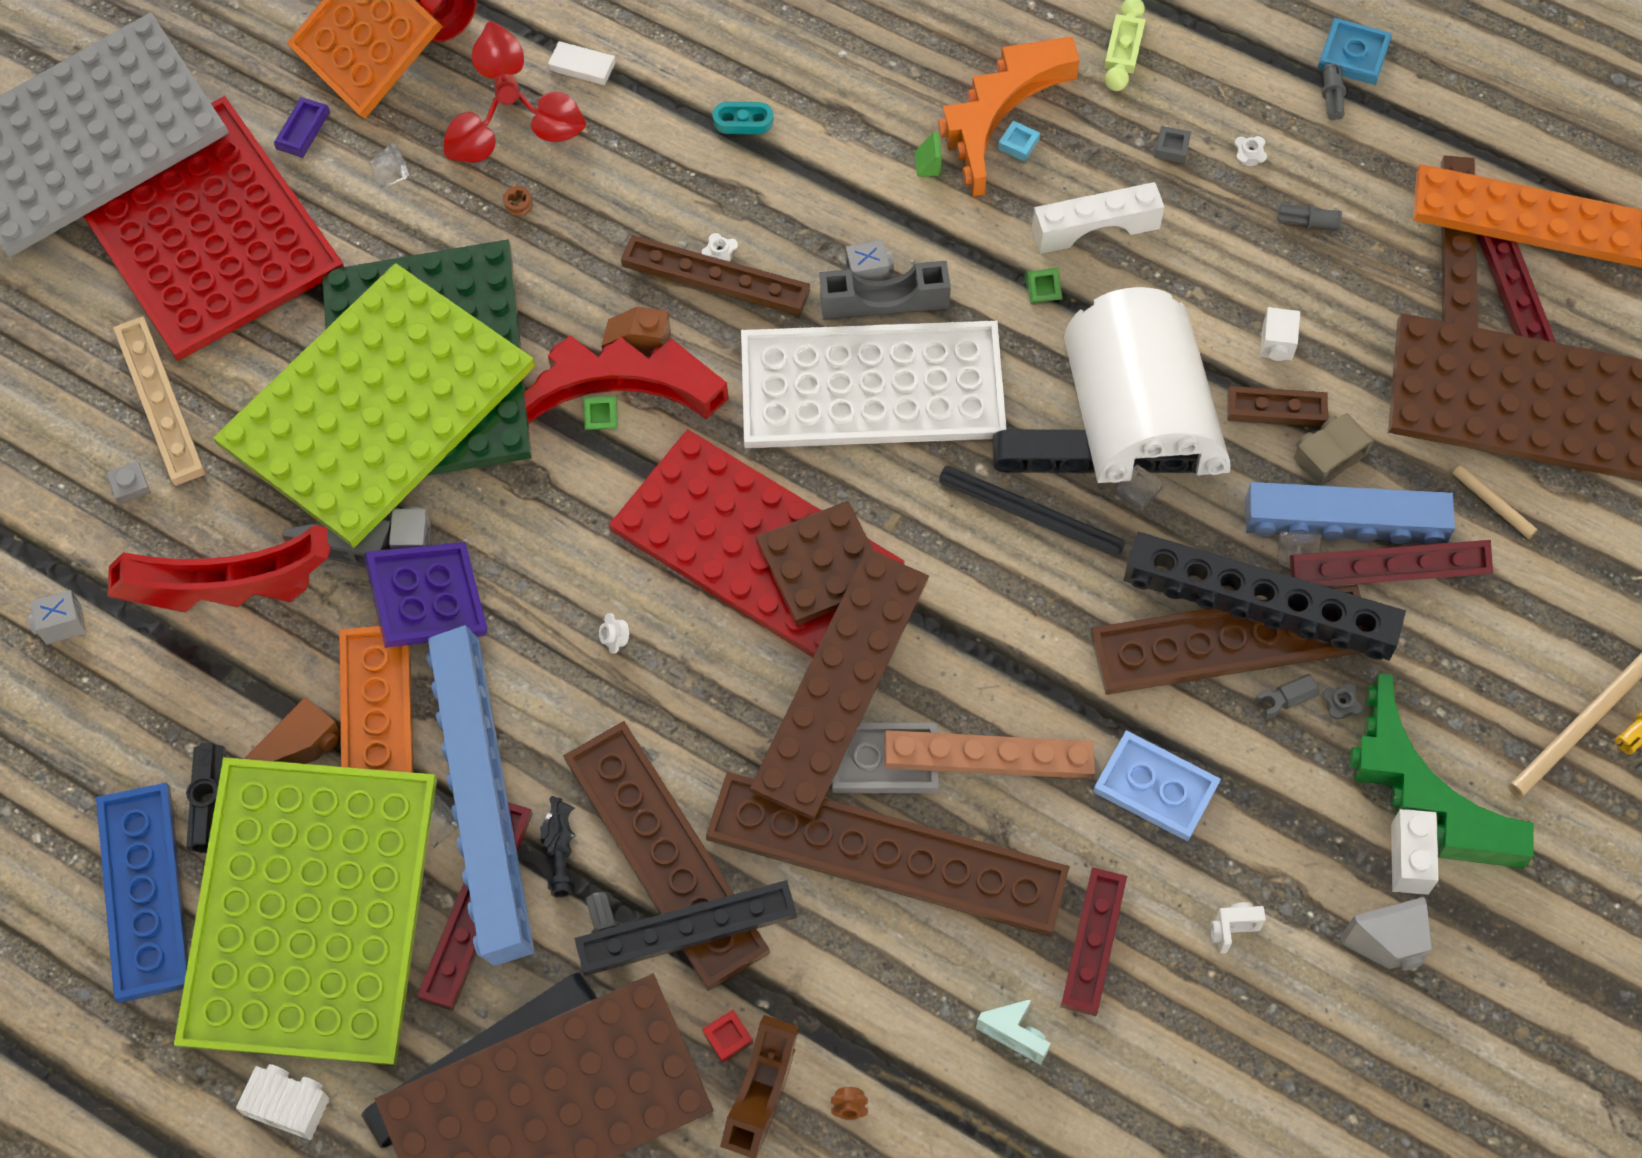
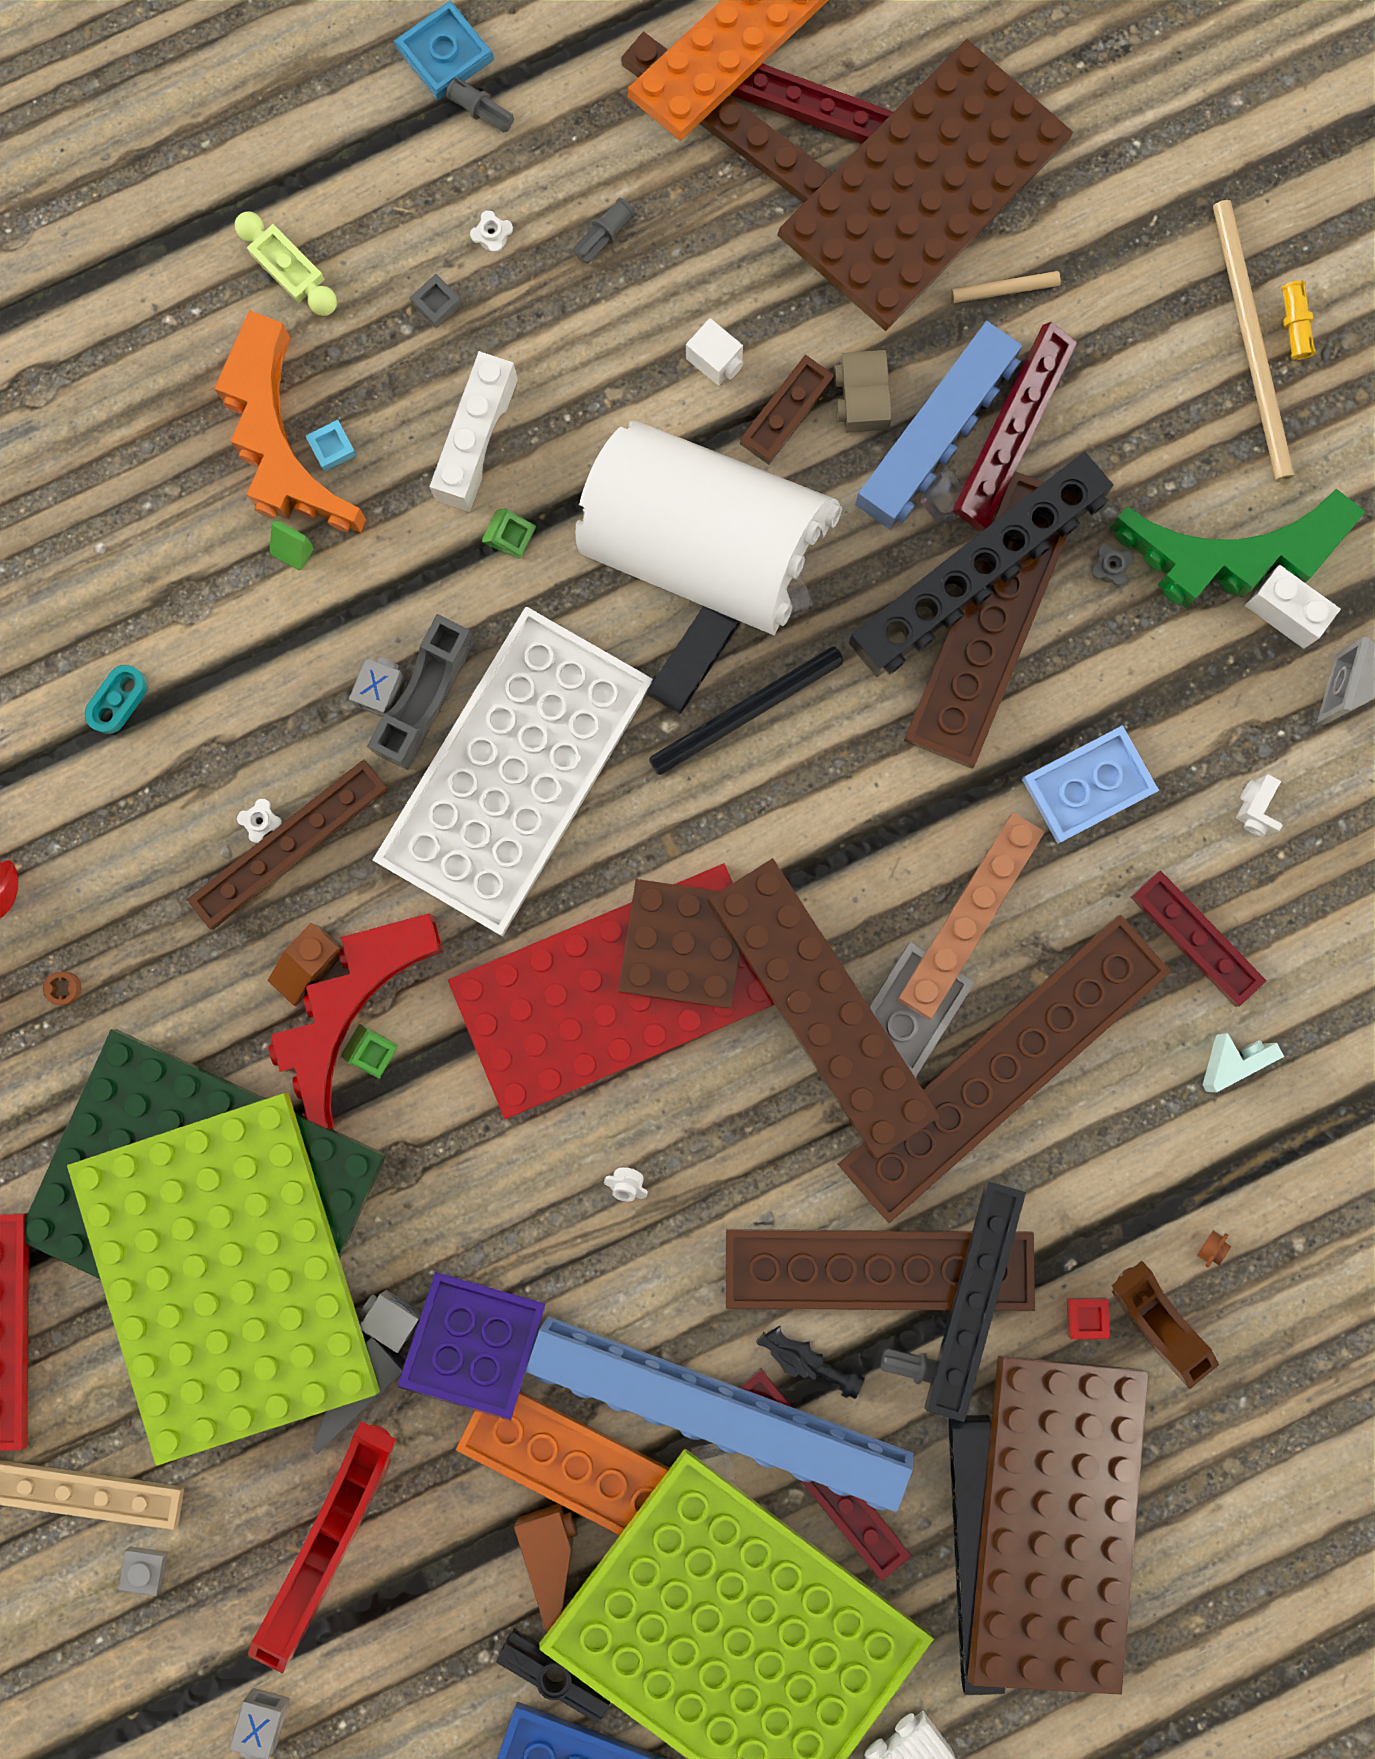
camera: 55 degrees left, 20 degrees up
(1288, 695) = (1077, 607): dark grey bar -> none

